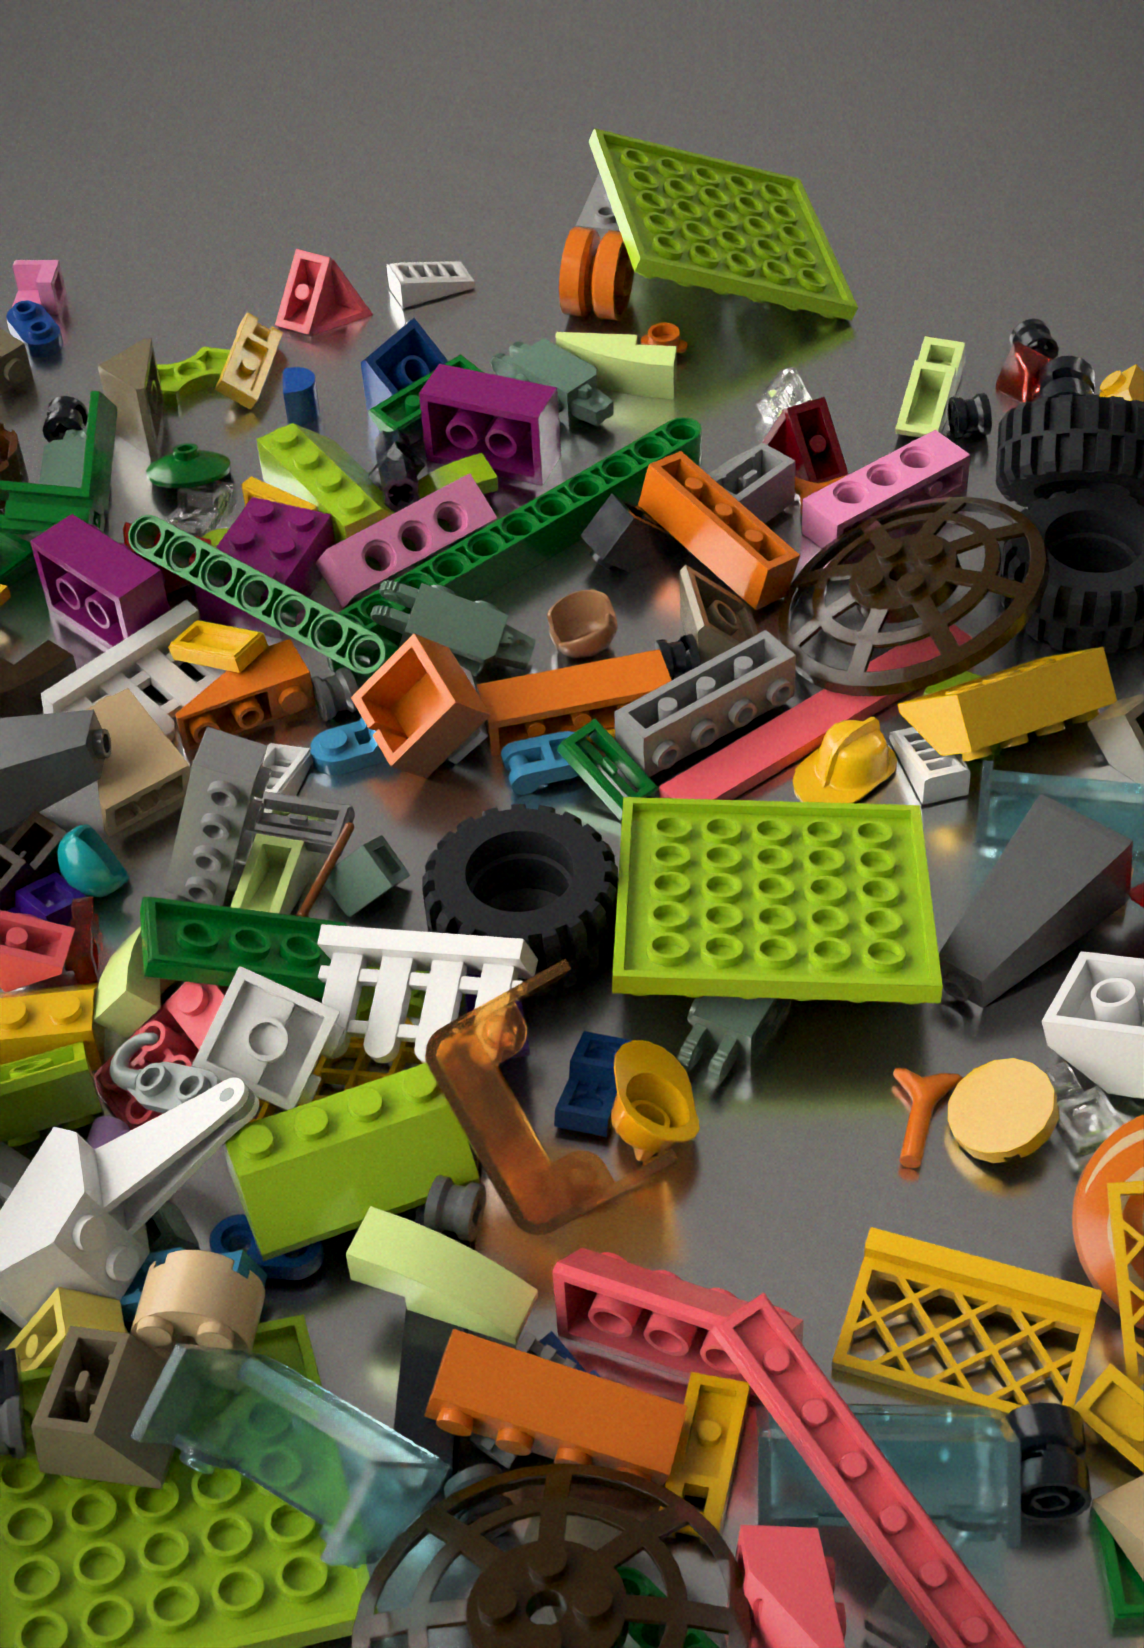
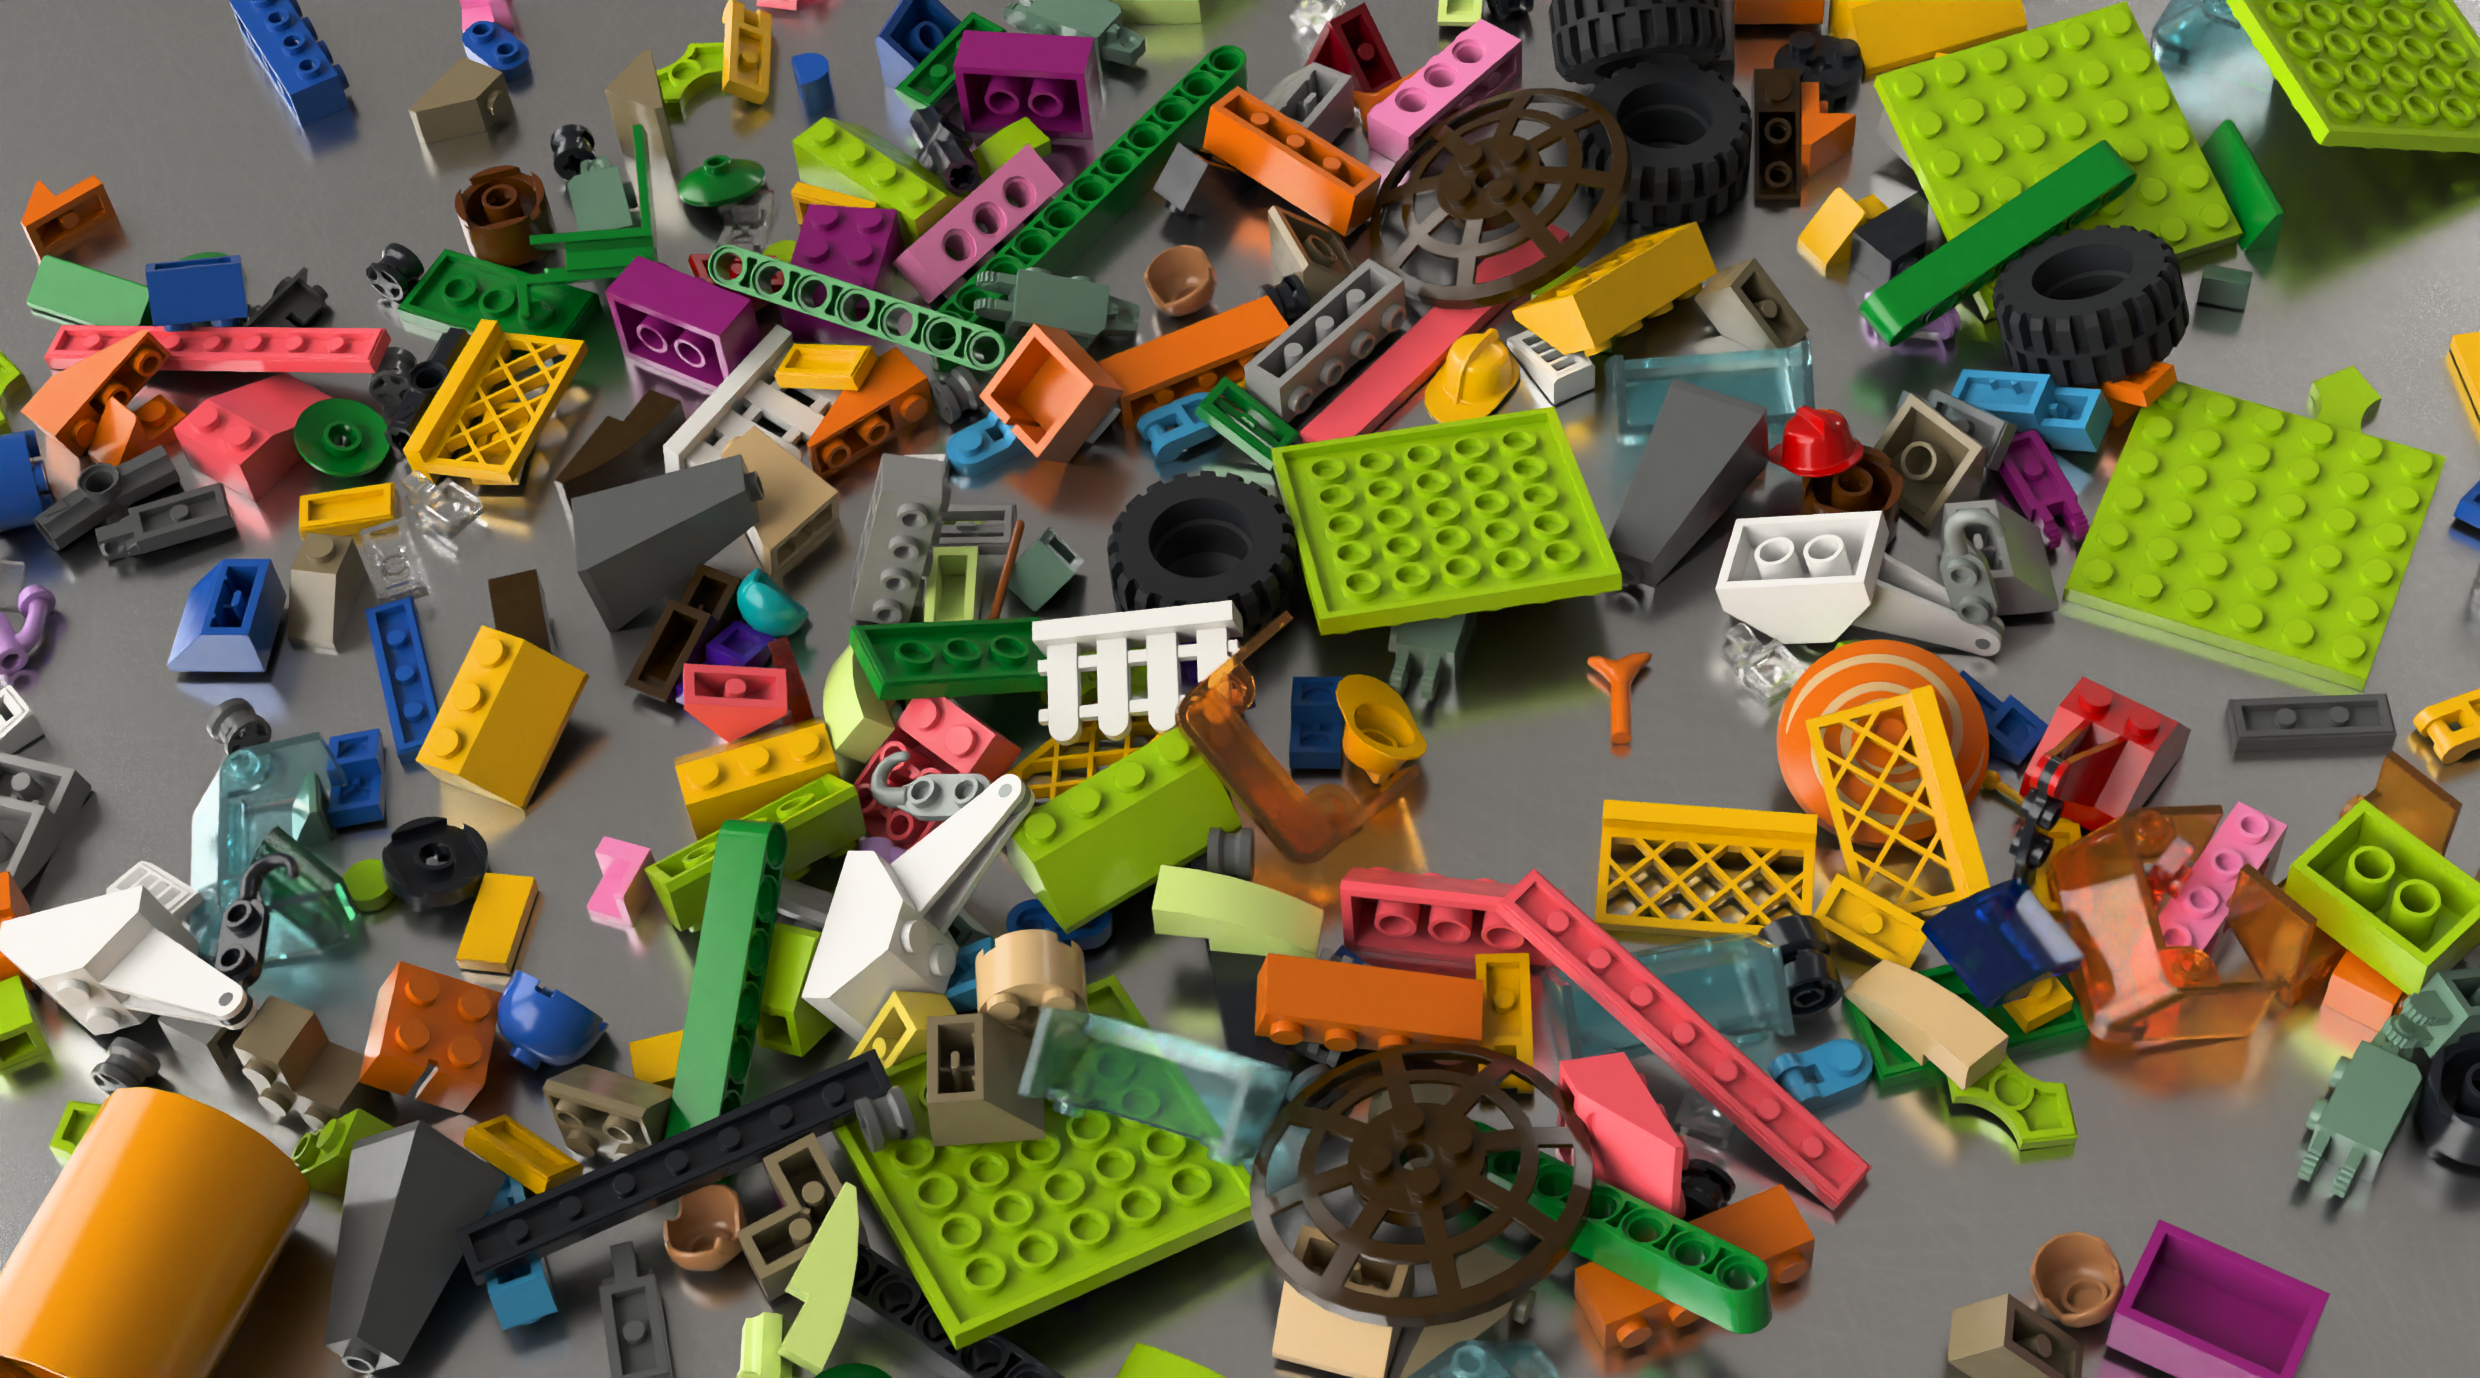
camera: 10 degrees left, 5 degrees up
(270, 1040) = (1016, 733): white plate -> none
(1003, 1110) = (1695, 676): yellow tile -> none
(1070, 1589) = (1839, 1067): none -> dark azure plate

